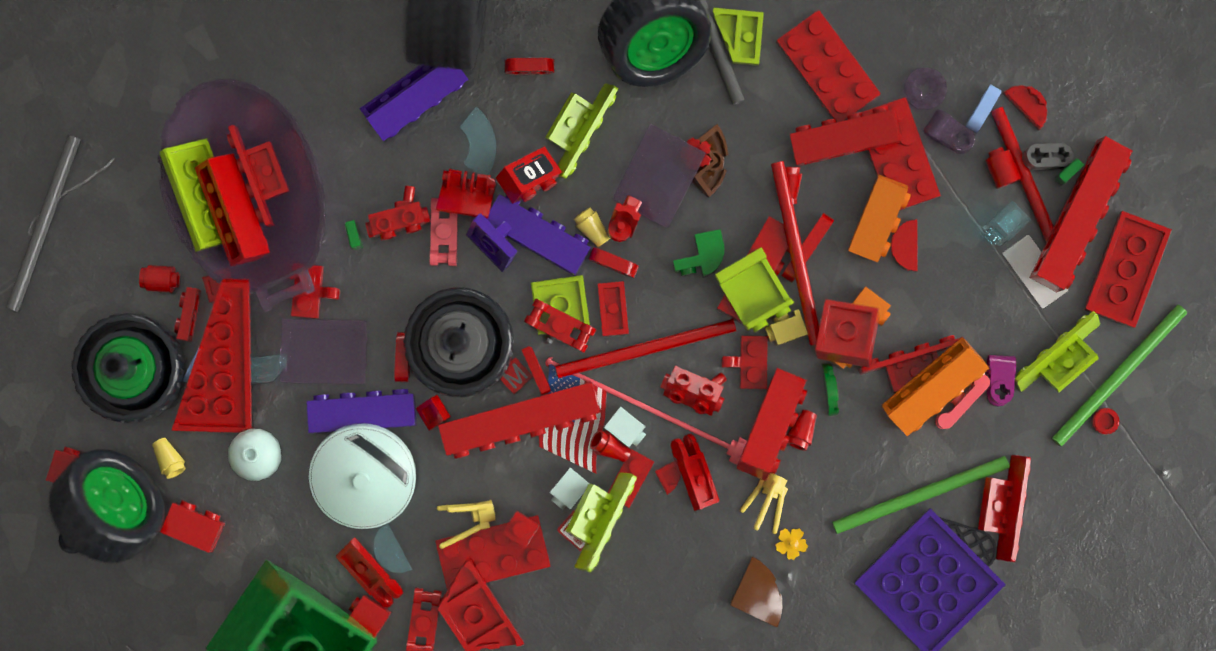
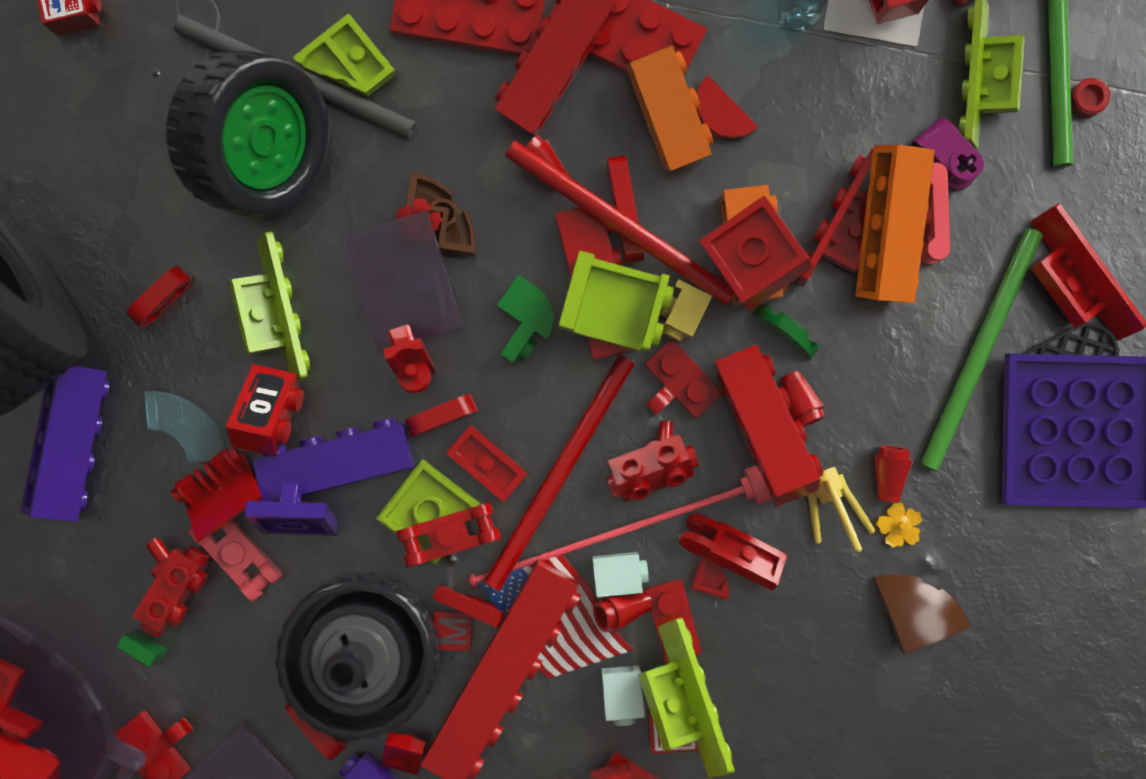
camera: 50 degrees left, 0 degrees up
(591, 226) = (384, 400): light yellow cone -> none
(813, 510) = (892, 469): none -> red cone

